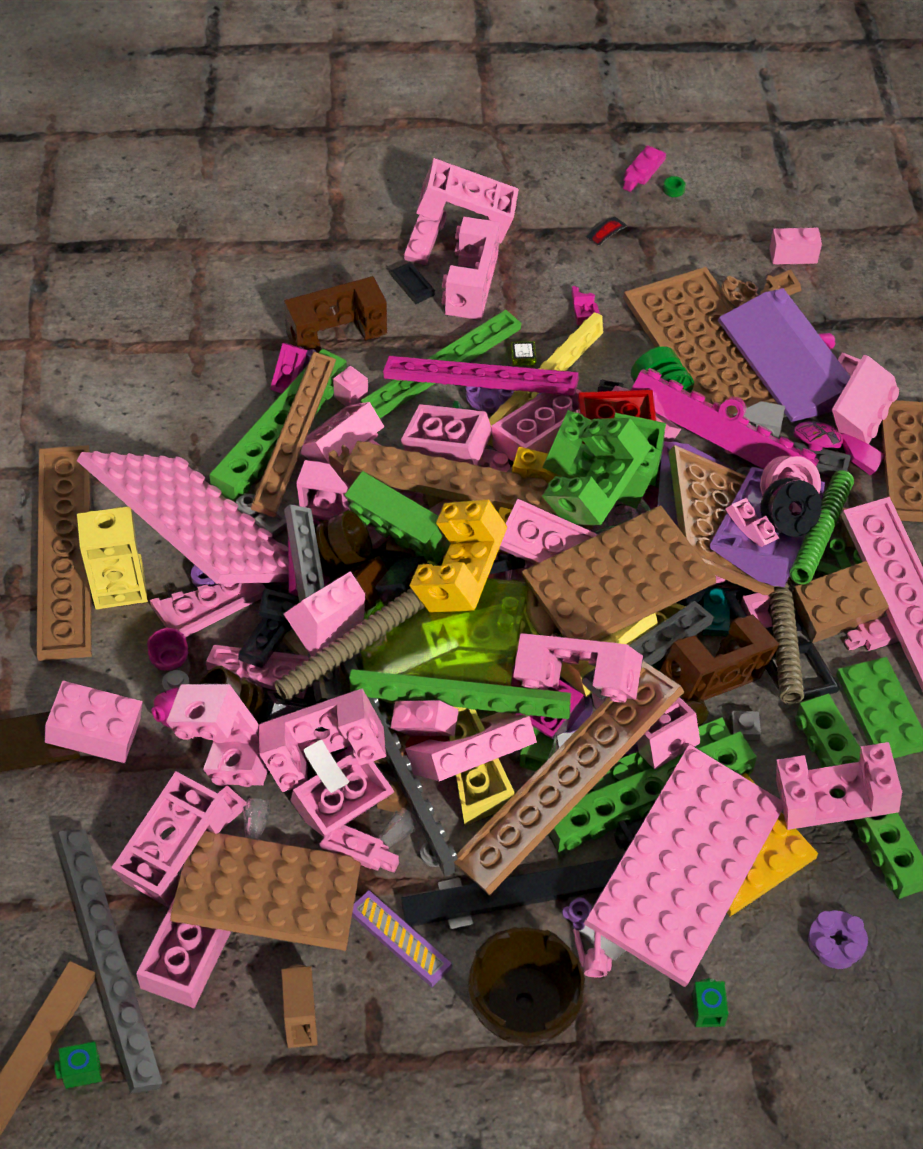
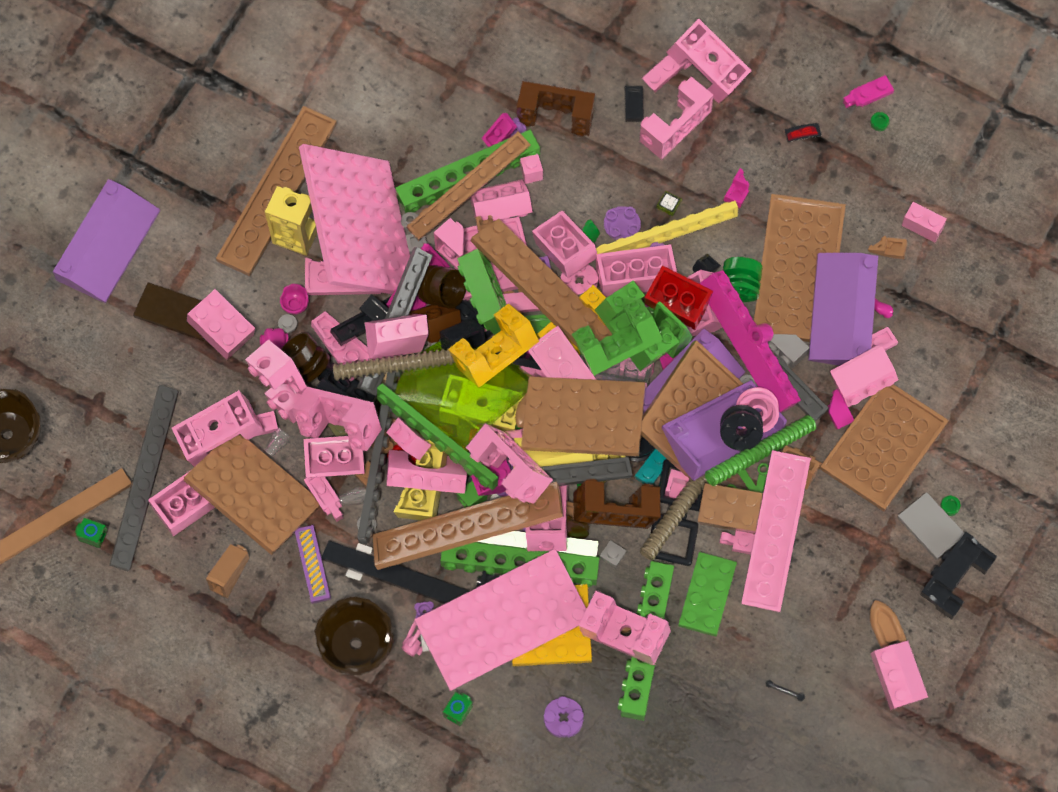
camera: 35 degrees right, 15 degrees up
(325, 766) = (331, 435): white sticker -> none
(462, 350) = (606, 182): bright green plate -> none
(481, 375) = (617, 211): dark pink plate -> none
(738, 292) = (854, 239): medium nougat dish -> none
(758, 530) = (707, 424): bright pink slope -> none
(818, 435) = (818, 381): dark pink dish -> none

